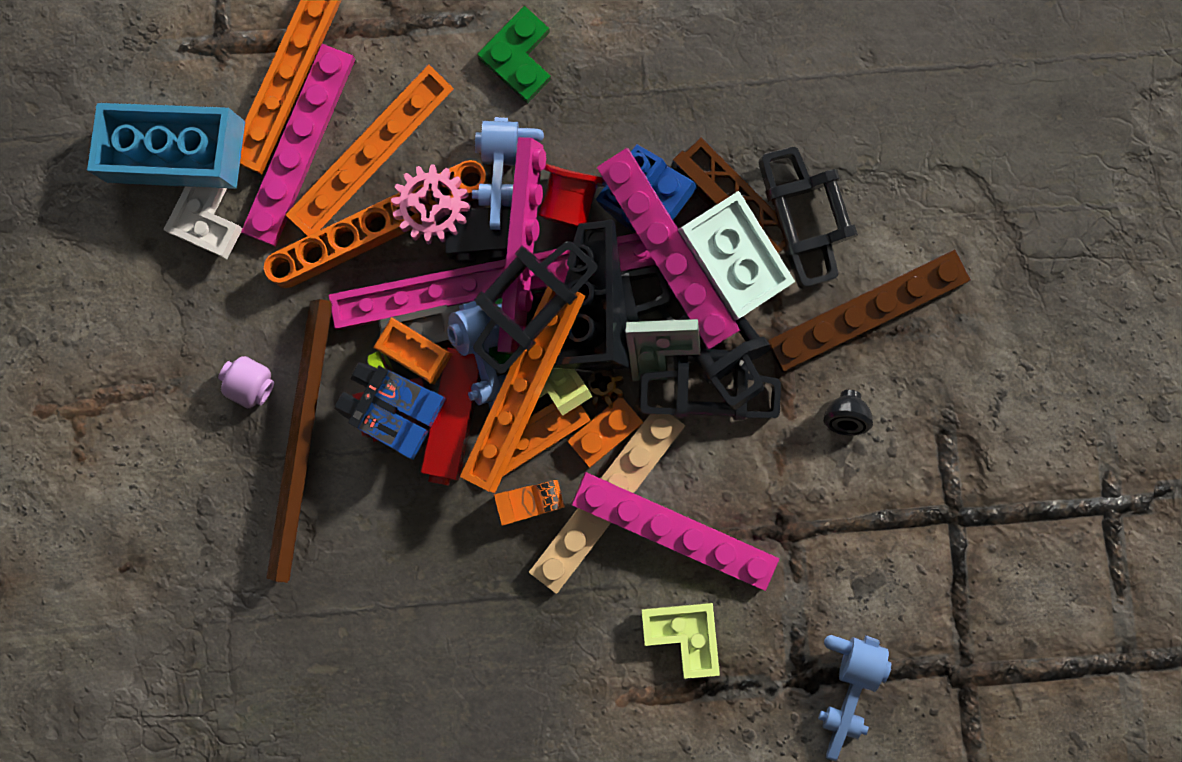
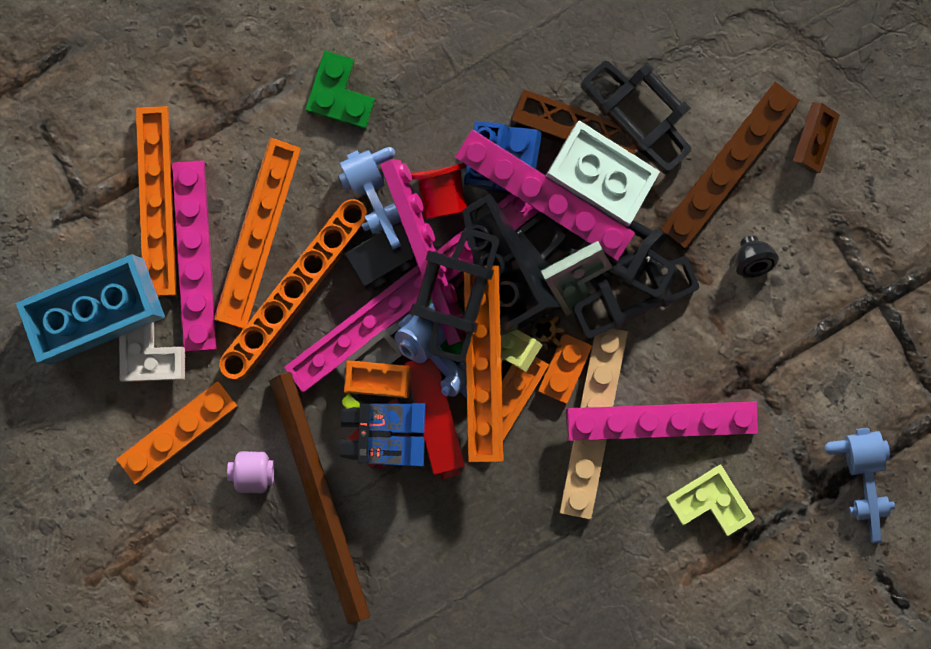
camera: 30 degrees left, 0 degrees up
(195, 308) = (177, 432): none -> orange plate
(414, 202) = (319, 257): bright pink gear -> none
(528, 502) = (531, 456): orange leg -> none
(969, 325) = (816, 137): none -> reddish brown plate

